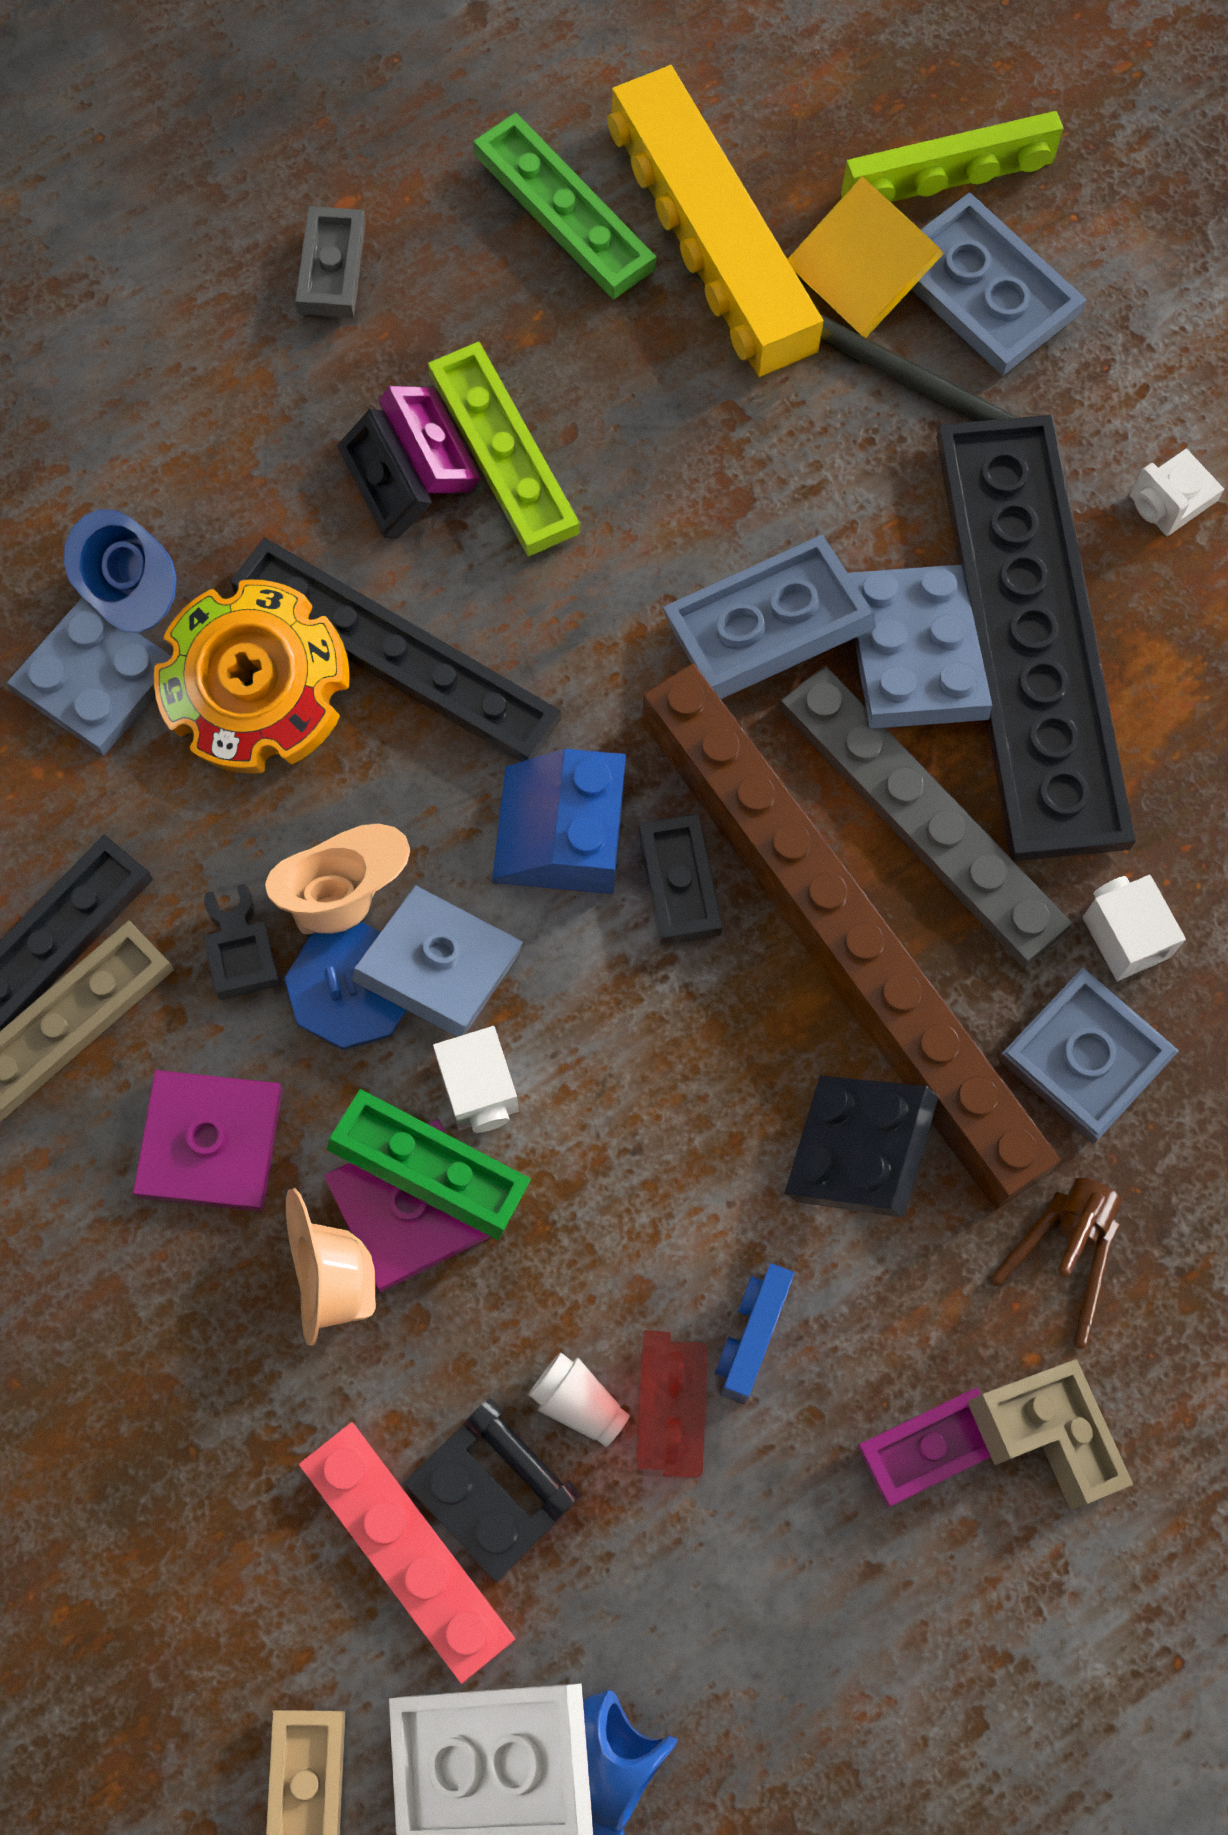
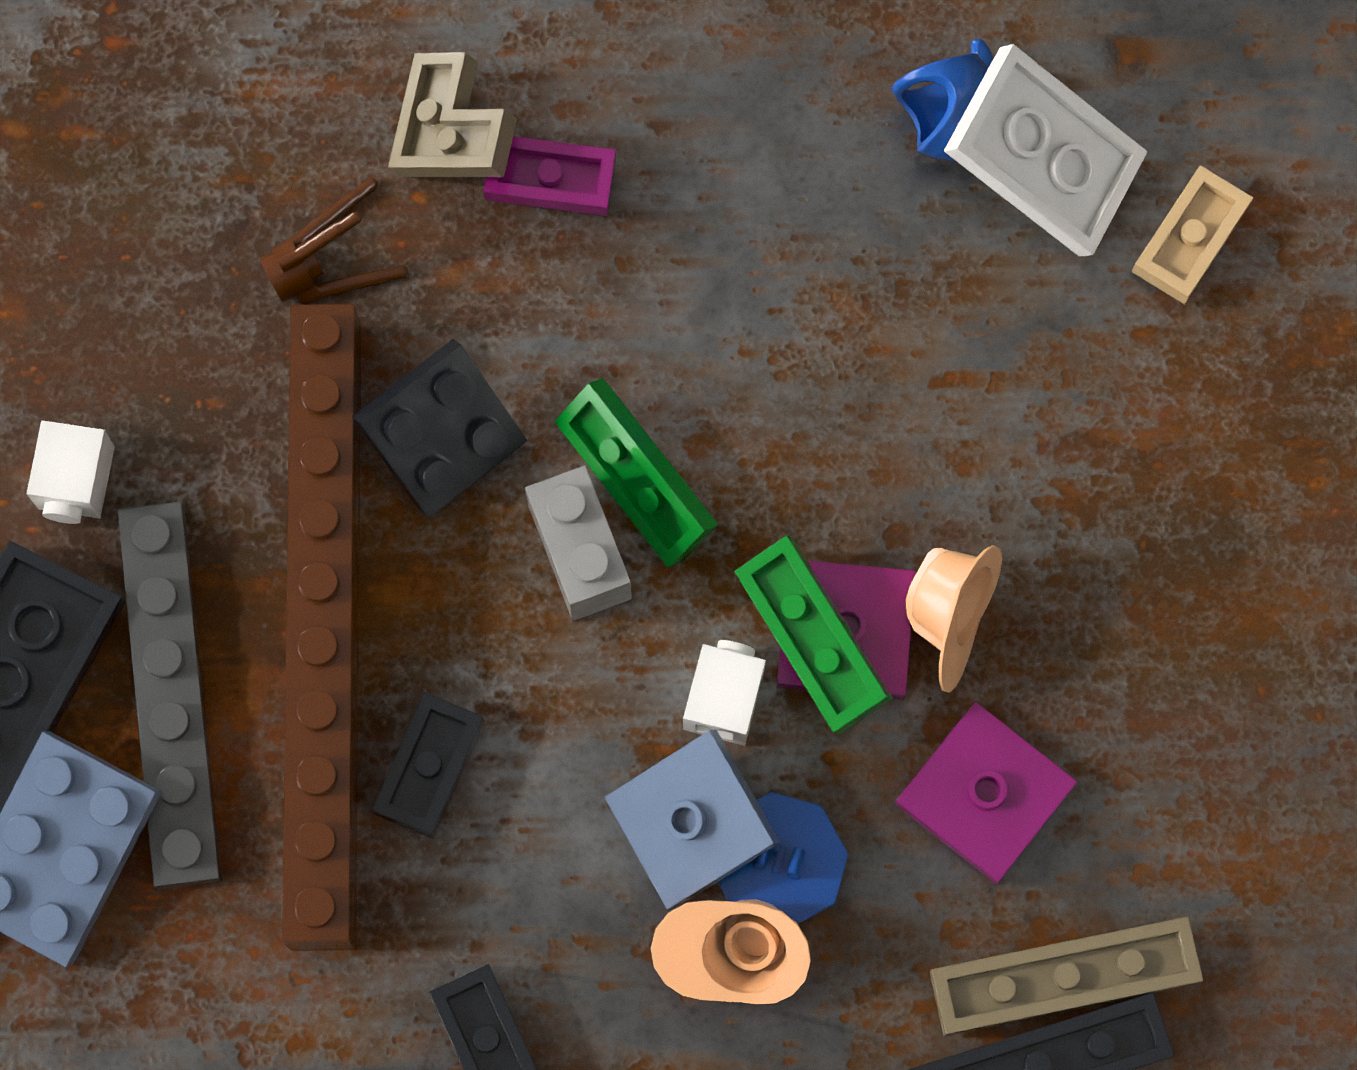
camera: 145 degrees left, 5 degrees up
(240, 953) = (863, 945): black plate -> none
(407, 1553) = (1014, 358): coral plate -> none
(476, 1506) = (938, 357): black plate -> none
(561, 821) = (499, 884): blue slope -> none
(578, 1400) = (807, 383): white cone -> none
(671, 1407) = (738, 328): clear red bracket -> none
(673, 1220) = (635, 472): none -> green plate
(679, 1125) = (578, 543): none -> light grey brick
(743, 1358) = (651, 328): blue plate -> none
(770, 617) = (174, 958): sand blue plate -> none
(1088, 1055) = (191, 392): sand blue plate -> none

